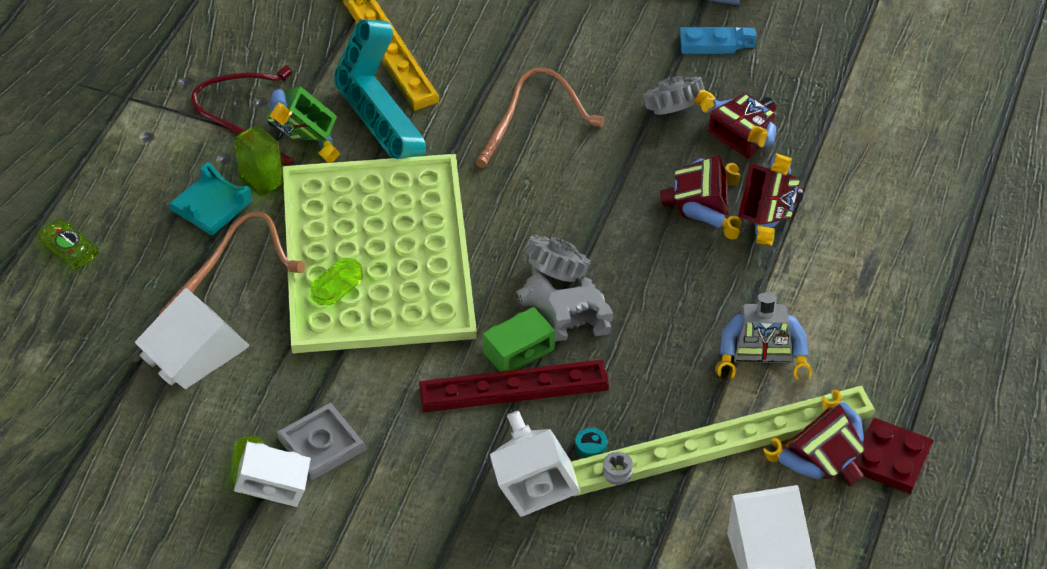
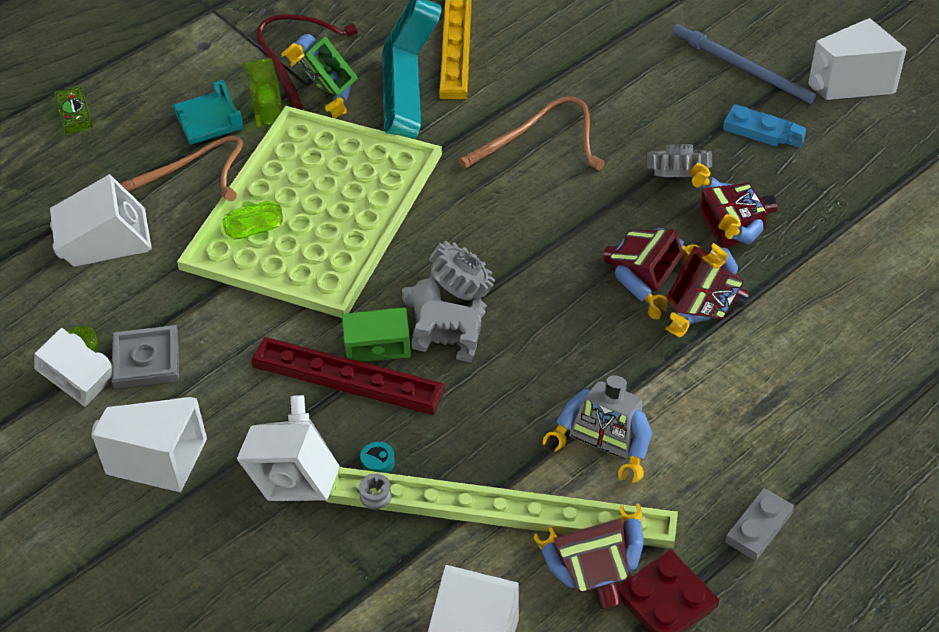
camera: 30 degrees right, 0 degrees up
(396, 508) = (151, 441): none -> white slope
(923, 370) = (759, 524): none -> light grey plate

